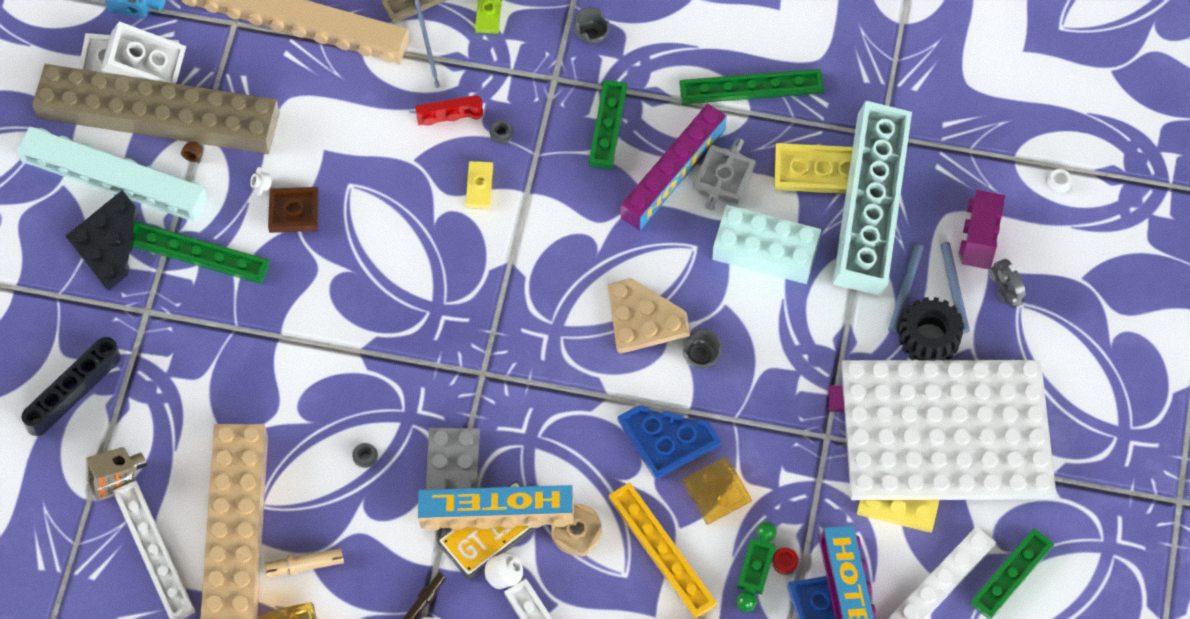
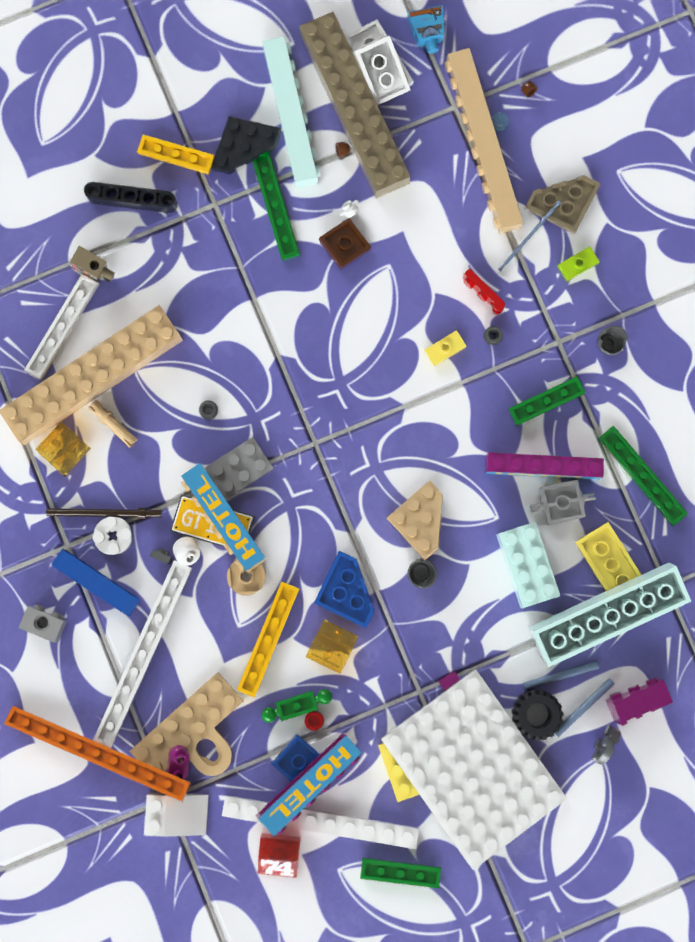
camera: 55 degrees right, 20 degrees up
(62, 313) = (175, 154): none -> yellow plate
(489, 602) = (161, 555): none -> dark grey plate

